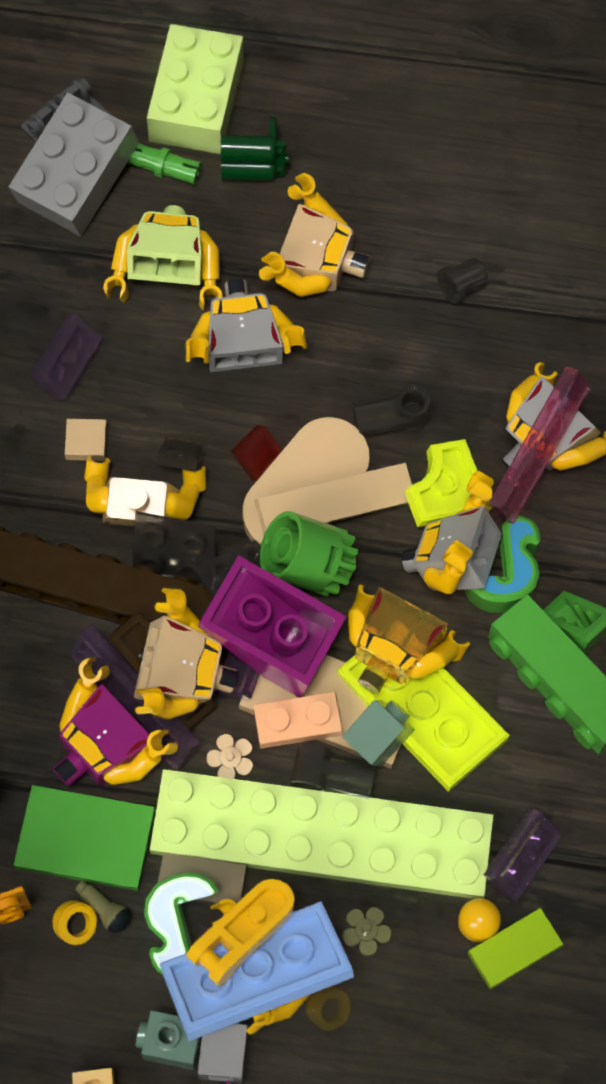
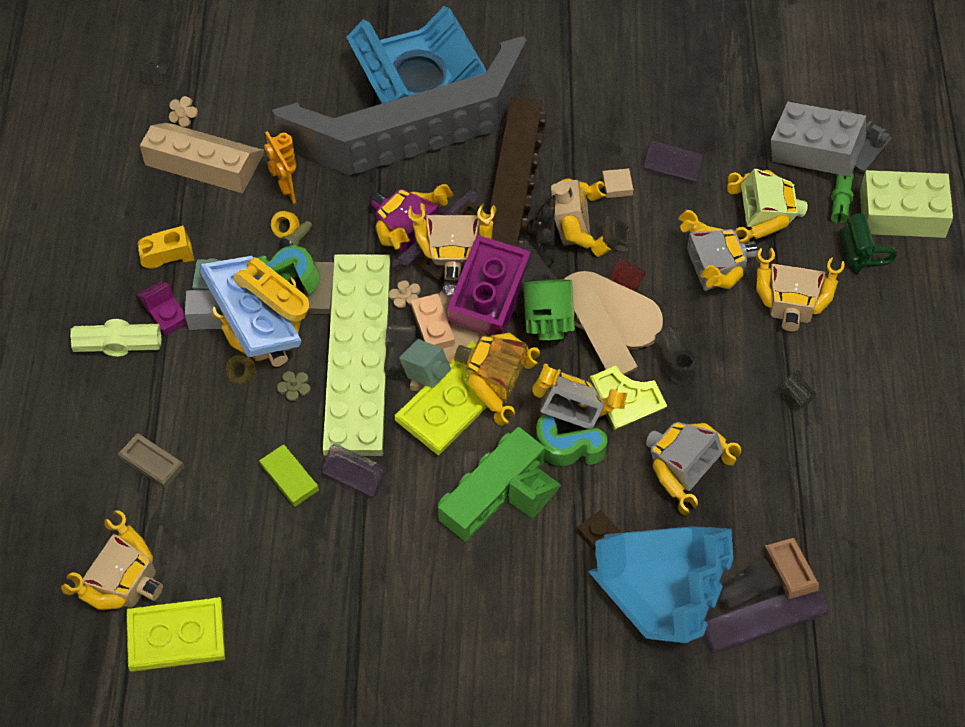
camera: 85 degrees right, 10 degrees down
(84, 838) = (339, 221): bright green tile -> none
(479, 920) = (307, 451): yellow piece -> none
(539, 445) = (657, 432): clear pink tile -> none

